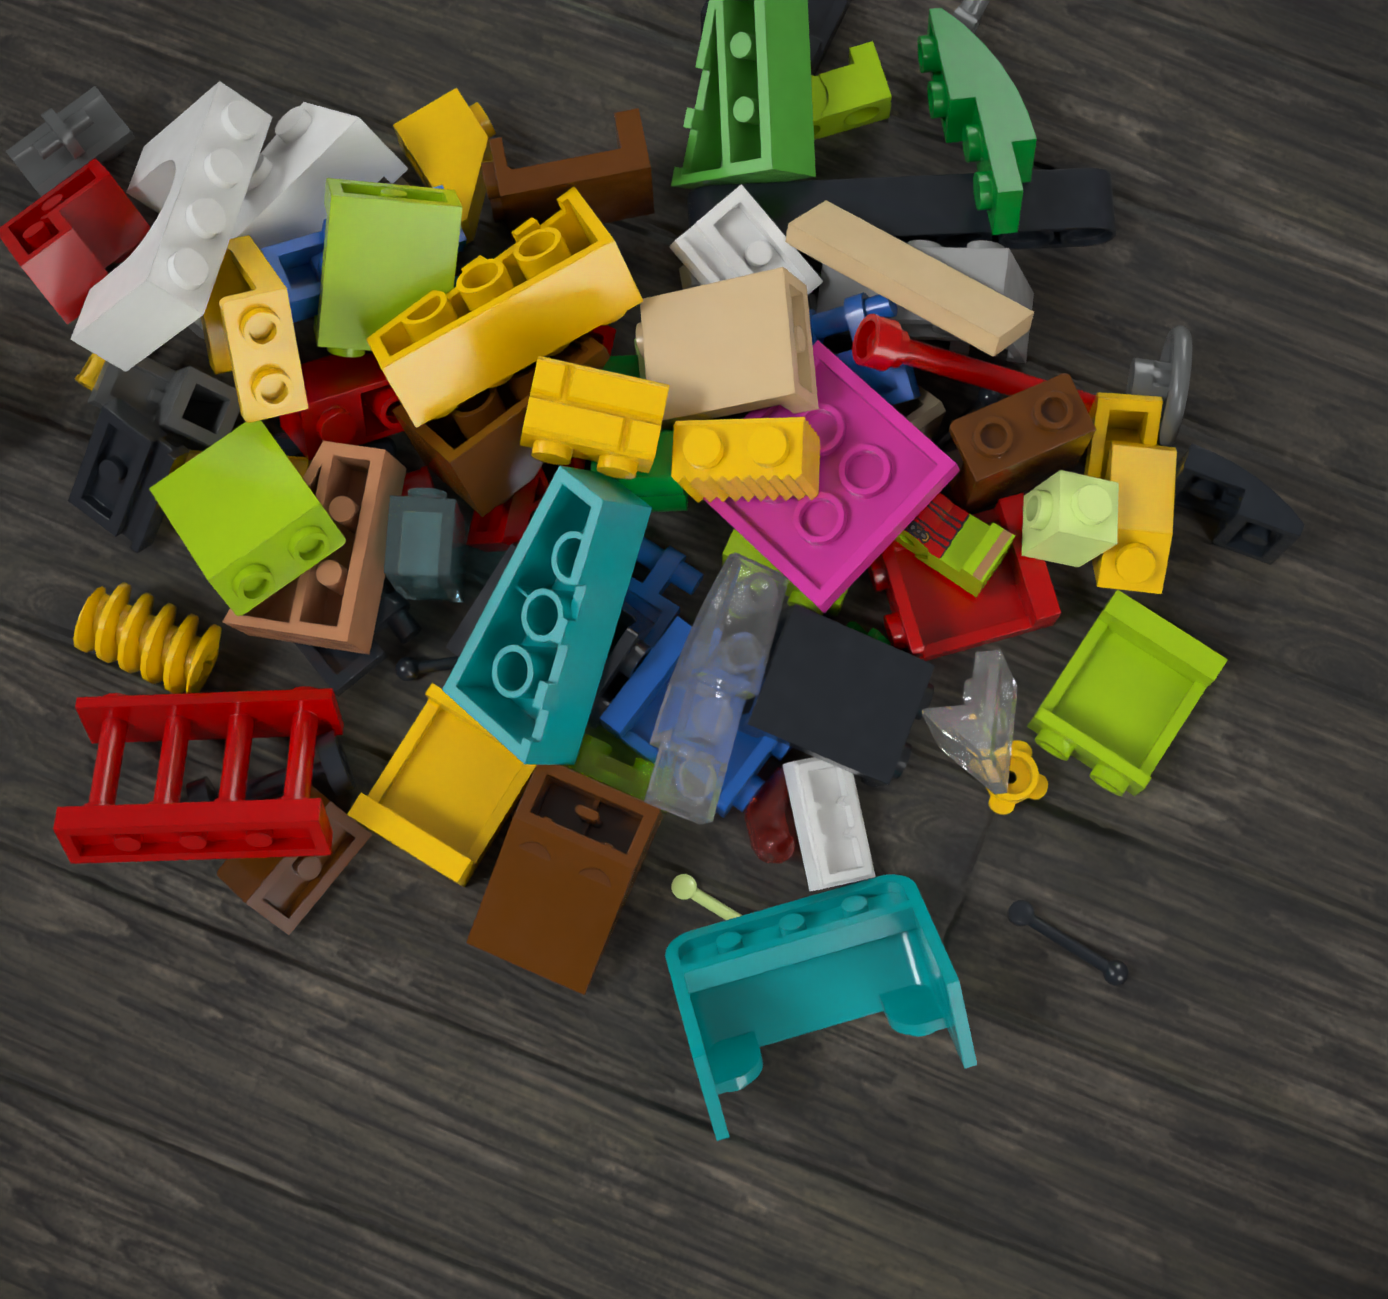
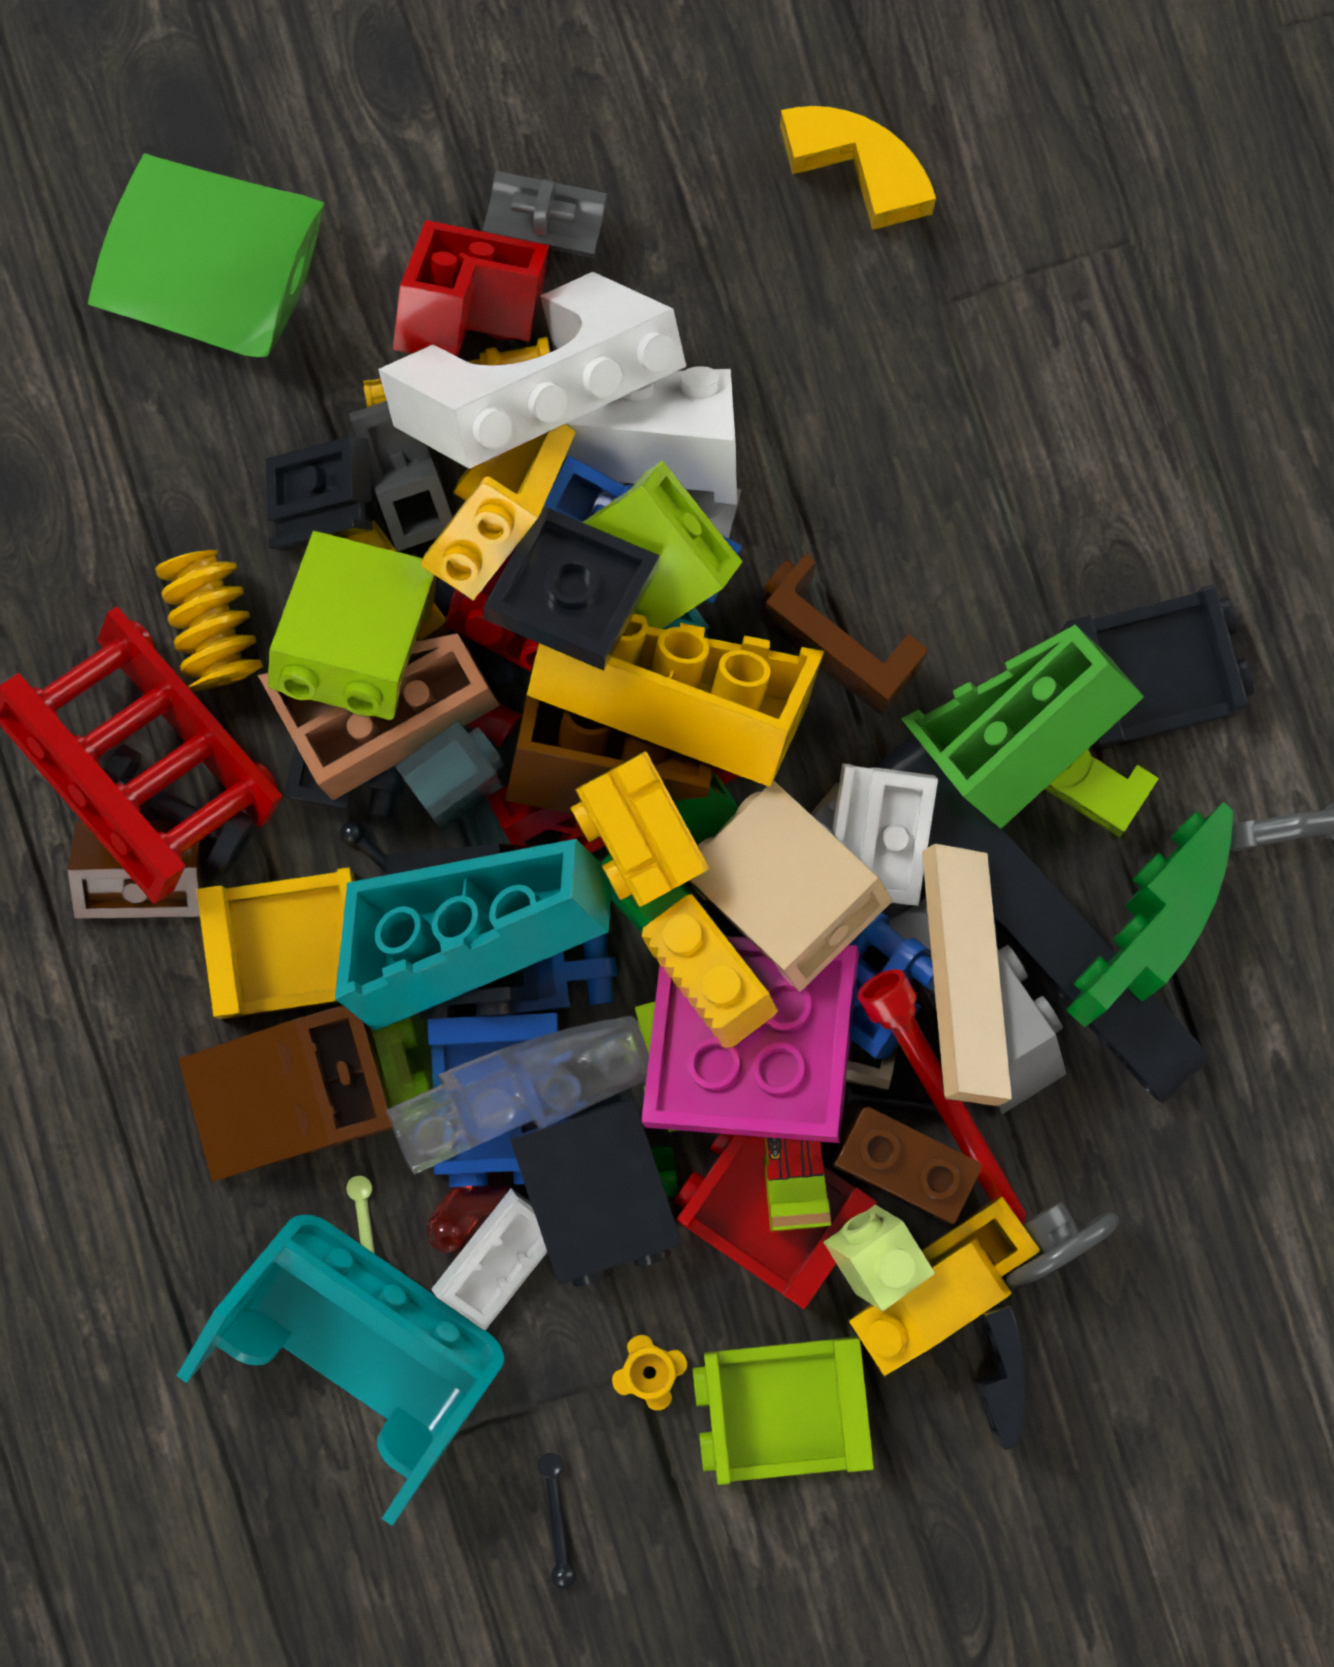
camera: 50 degrees right, 5 degrees up
(363, 313) = (571, 588): none -> black plate
(447, 149) = (786, 520): yellow slope -> none
(983, 728) = (664, 1323): clear slope -> none

